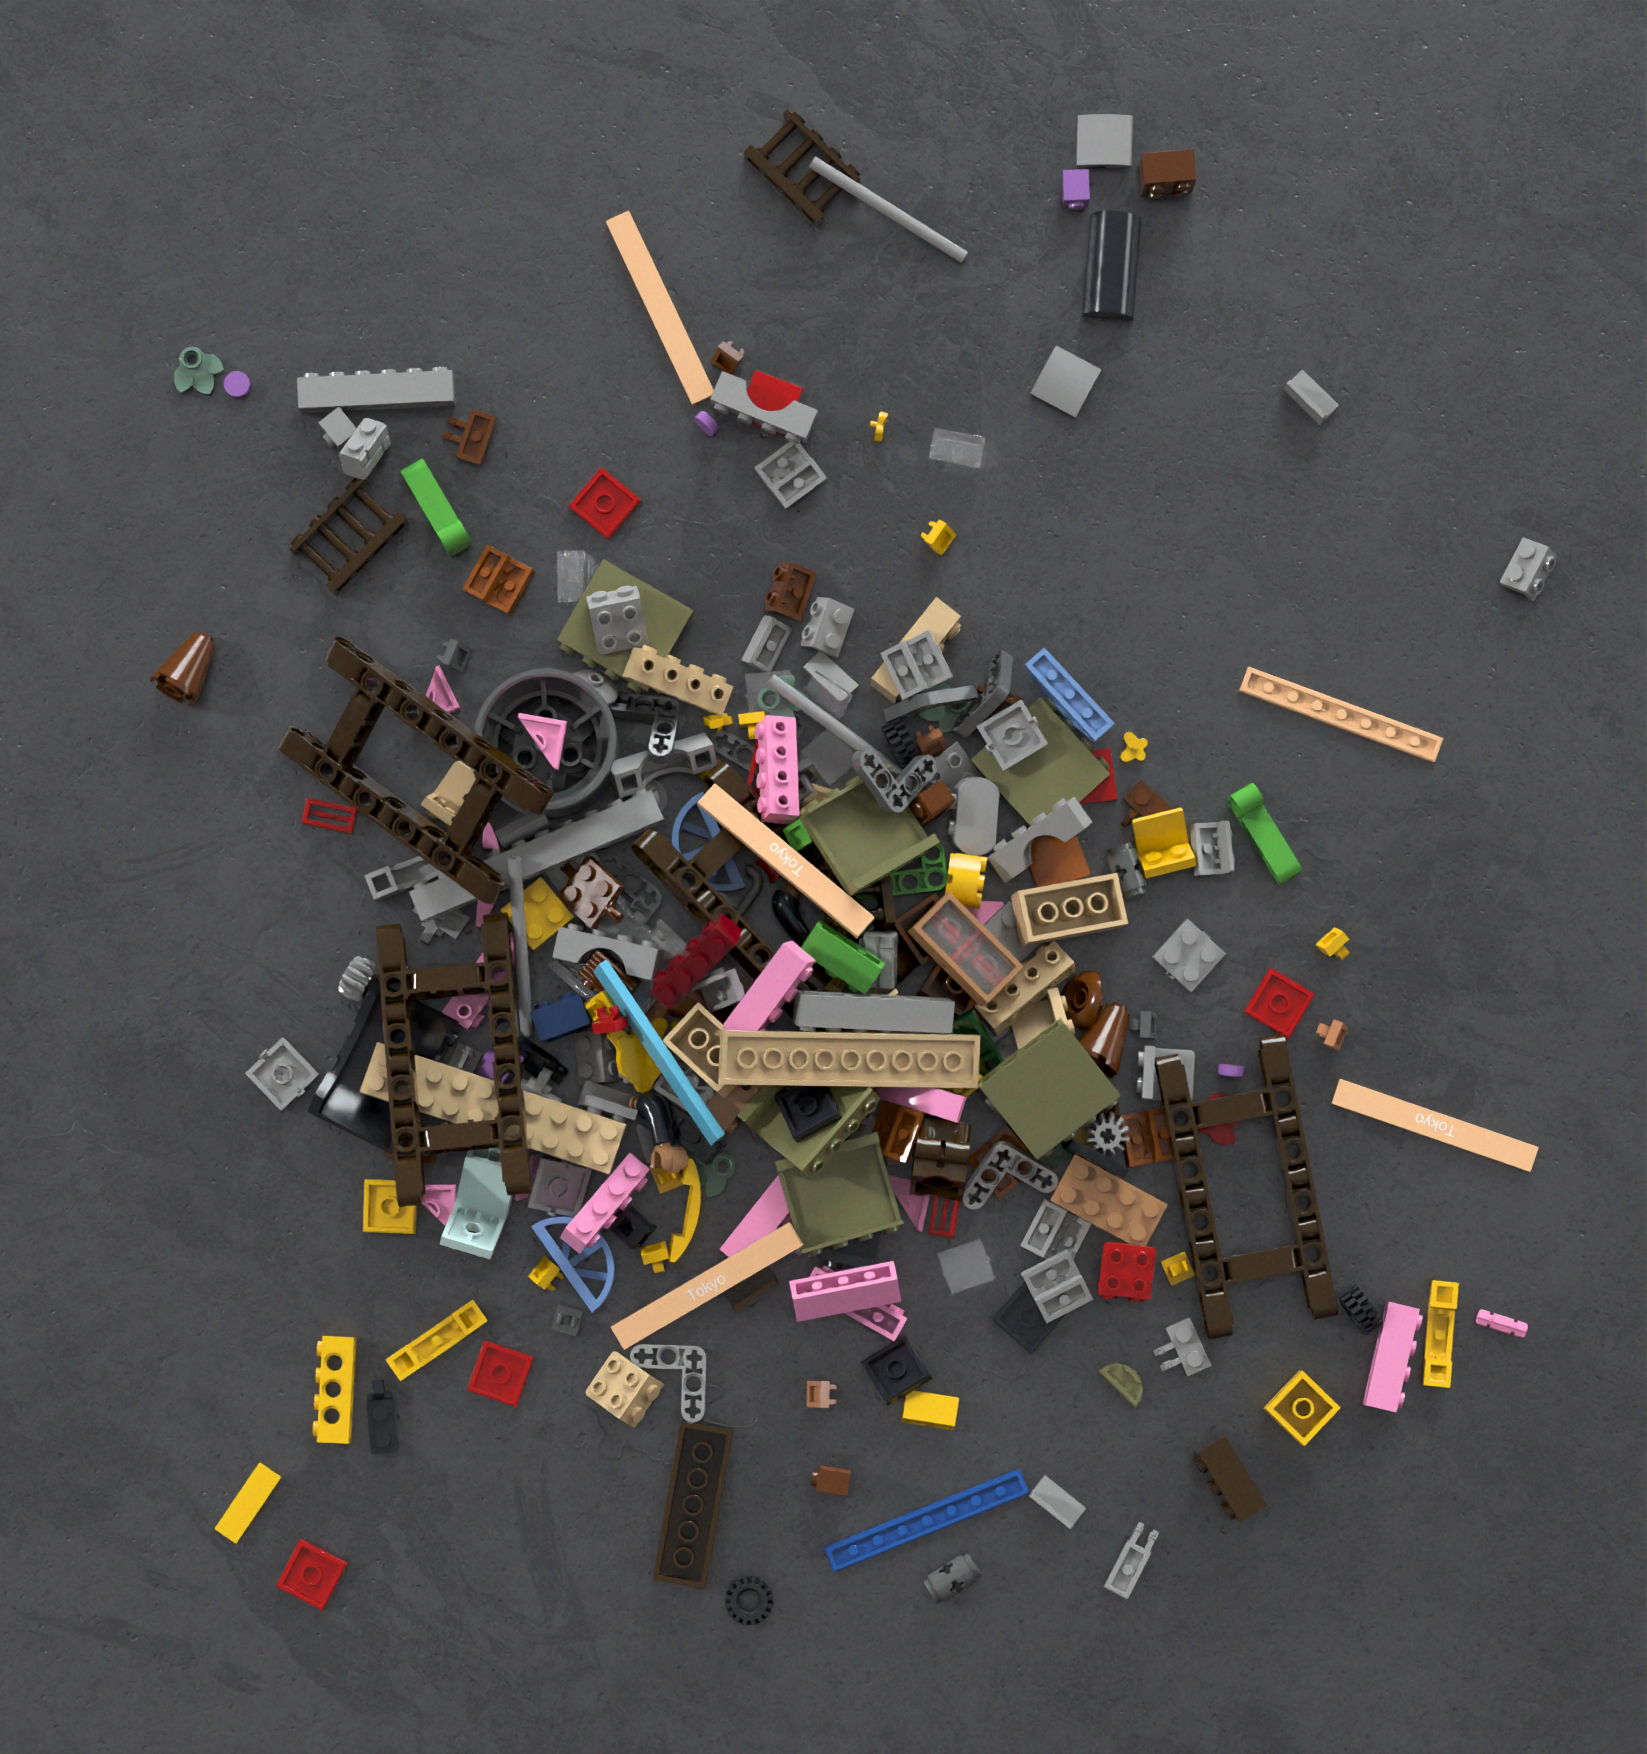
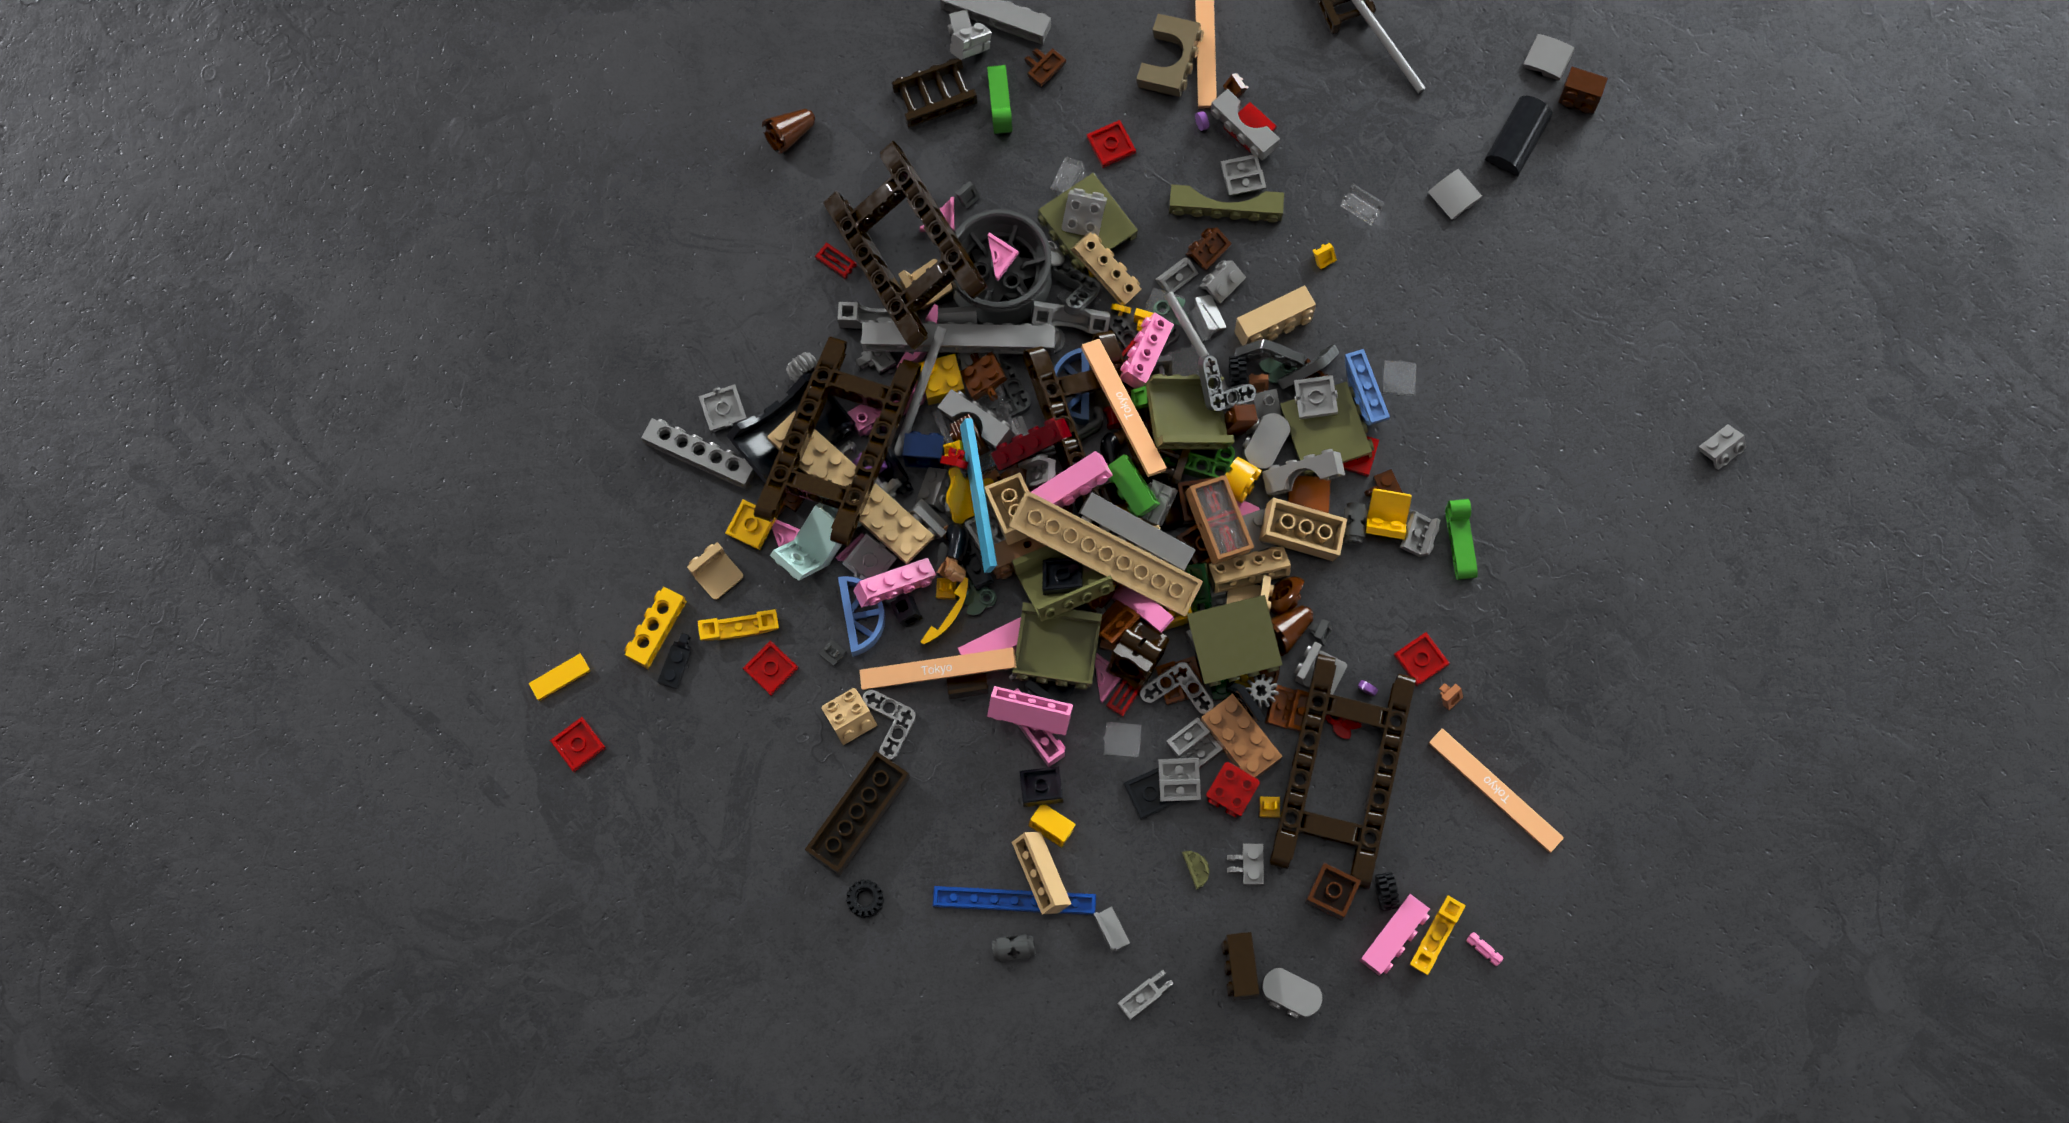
camera: 30 degrees right, 10 degrees down
(215, 1152) = (657, 429): none -> light grey brick
(376, 1286) = (715, 571): none -> tan bracket
(498, 580) = (1018, 161): dark orange slope -> none
(545, 1273) = (833, 613): yellow tile -> none
(645, 383) = (1172, 79): none -> dark tan arch
(655, 1254) = (912, 635): yellow tile -> none
(736, 539) = (1263, 207): none -> olive arch
(819, 1394) = (979, 779): nougat tile -> none
(831, 1479) = (961, 839): reddish brown brick -> none
(879, 426) = (1316, 170): yellow piece -> none
(916, 665) = (1271, 321): light grey slope -> none
(945, 1476) = (1041, 873): none -> tan brick
(1075, 188) = (1516, 76): medium lavender brick -> none
(1099, 655) = (1399, 378): none -> clear piece
(1134, 748) = (1395, 448): yellow piece -> none
(1188, 955) = (1372, 599): light grey plate -> none
(1297, 1339) = (1333, 891): none -> reddish brown brick
(1300, 1481) = (1291, 993): none -> light grey brick
(1301, 1408) = (1314, 941): yellow brick -> none
(1311, 397) = (1618, 273): light grey panel -> none
(1334, 943) = (1478, 634): yellow tile -> none
(1341, 715) = (1549, 487): light nougat tile -> none

